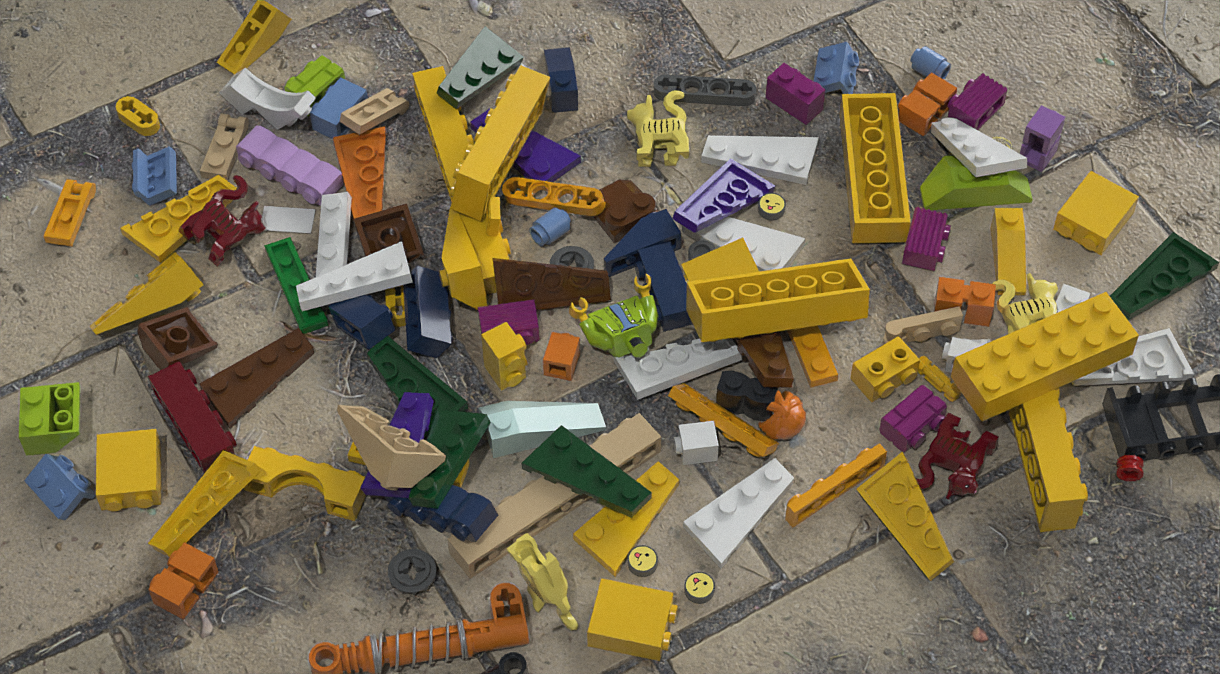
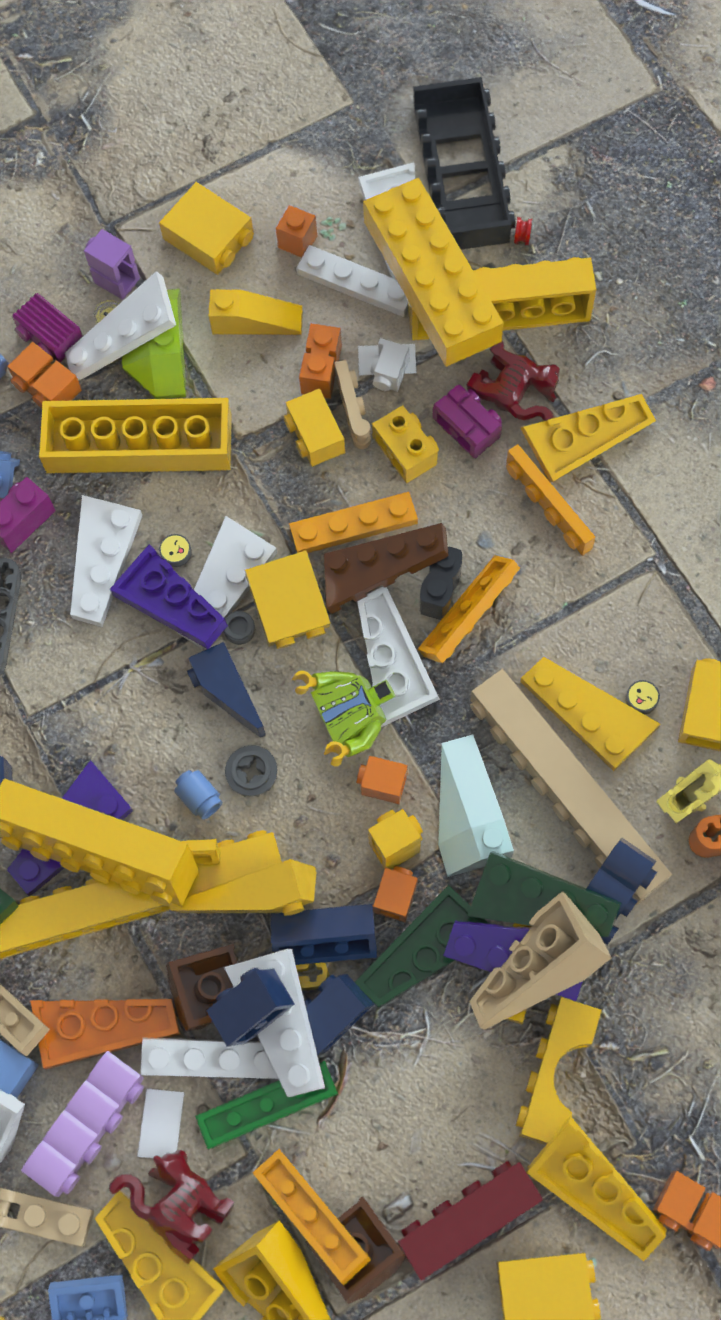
camera: 85 degrees left, 15 degrees up
(204, 305) = (311, 1217): none -> light orange plate
(245, 382) = (408, 1152): reddish brown wing -> none
(364, 249) = (250, 1006): none -> dark blue brick
(400, 566) = (676, 930): dark grey gear -> none
(461, 365) = (395, 893): none -> orange brick
(519, 315) = (338, 840): magenta brick -> none
(548, 283) = (289, 801): reddish brown wing -> none
(555, 192) = (149, 787): light orange beam -> none
(577, 465) = (551, 751): dark green wing -> none
(623, 208) = (172, 713): reddish brown slope -> none
(660, 133) = (66, 661): light yellow animal -> none
(667, 284) = (273, 666): dark blue brick -> none
(697, 443) = (499, 635): white brick -> none
(699, 587) = (672, 640): tile -> none
(733, 515) = (581, 602): white wing -> none
(777, 300) = (336, 537): yellow brick -> none
(787, 417) = (474, 541): orange hat -> none
(896, 297) = (315, 428): none -> yellow brick
(925, 238) = (245, 392): magenta brick -> none
(938, 379) = (414, 394): yellow axle -> none
(1026, 312) = (346, 304): light yellow animal -> none
(1101, 277) = (296, 231): none -> orange brick
(1162, 274) = (283, 174): dark green wing -> none

